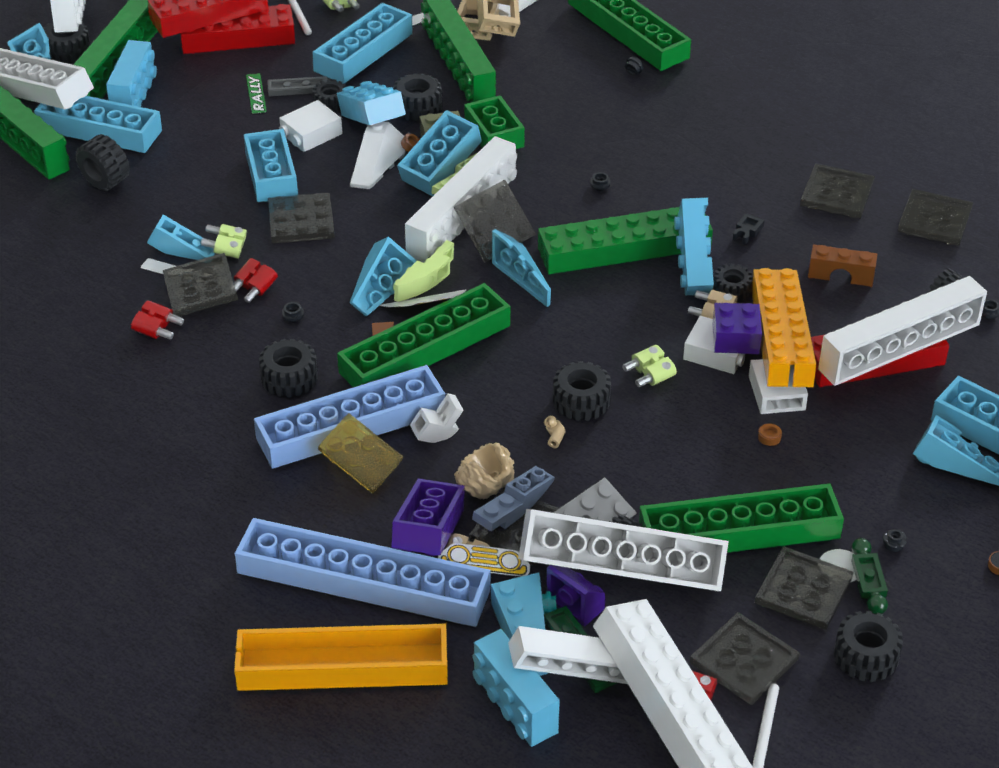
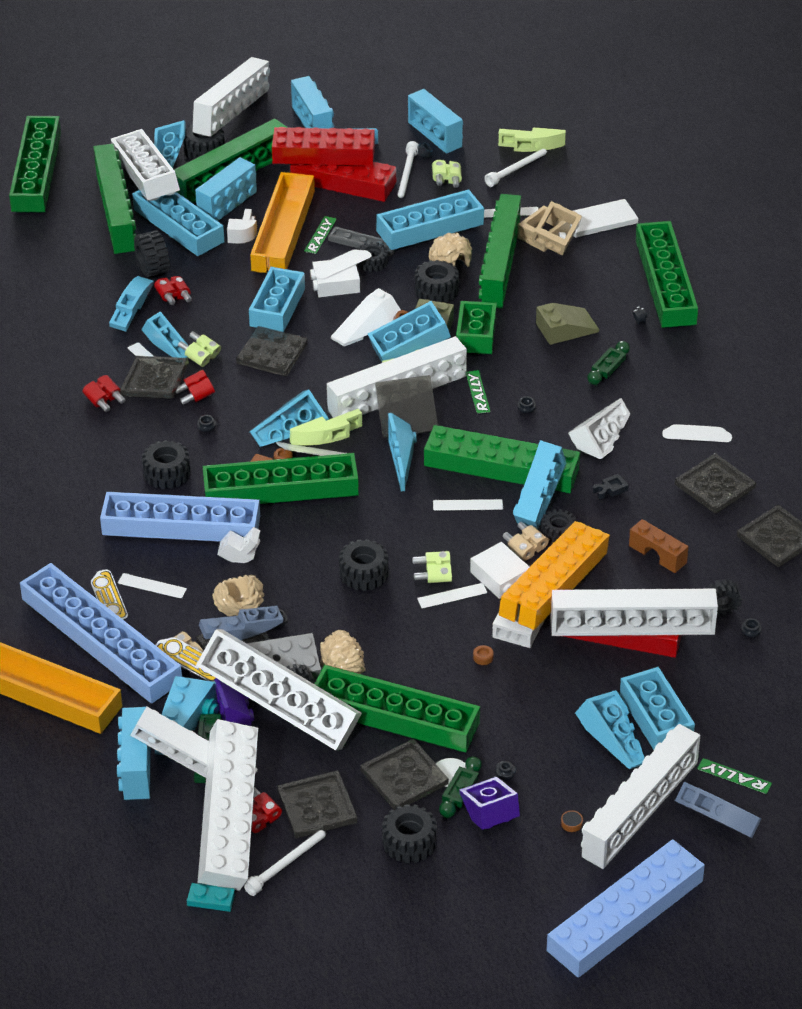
camera: 30 degrees right, 0 degrees up
(113, 221) = (130, 302): none -> medium azure slope
(147, 192) = (173, 288): none -> red piece
(173, 112) = (242, 229): none -> white brick
(215, 92) = (282, 222): none -> light orange piece
(310, 109) = (341, 262): none -> white sticker
(316, 520) = (107, 593): none -> sticker
(360, 453) = (164, 547): clear yellow plate -> none
(367, 501) = (151, 585): none -> white sticker
(370, 103) = (387, 274): medium azure brick -> none
(399, 314) = (282, 454): none -> dark orange tile
(408, 61) = (451, 248): none -> tan hair
(428, 517) = (169, 610): dark purple brick -> none
(540, 187) = (477, 392): none -> sticker
(556, 431) = (324, 588): tan arm -> none
(568, 96) = (564, 322): none -> olive slope
(624, 295) = (468, 504): none -> white sticker
(643, 117) = (608, 362): none -> dark green plate
(644, 485) = (342, 652): none -> tan hair
(686, 388) = (452, 595): none -> white sticker
(690, 179) = (601, 431): none -> white wedge
(737, 328) = (511, 559): dark purple brick -> none
(775, 153) = (693, 432): none -> white sticker
(917, 577) = (490, 802): none -> dark purple slope

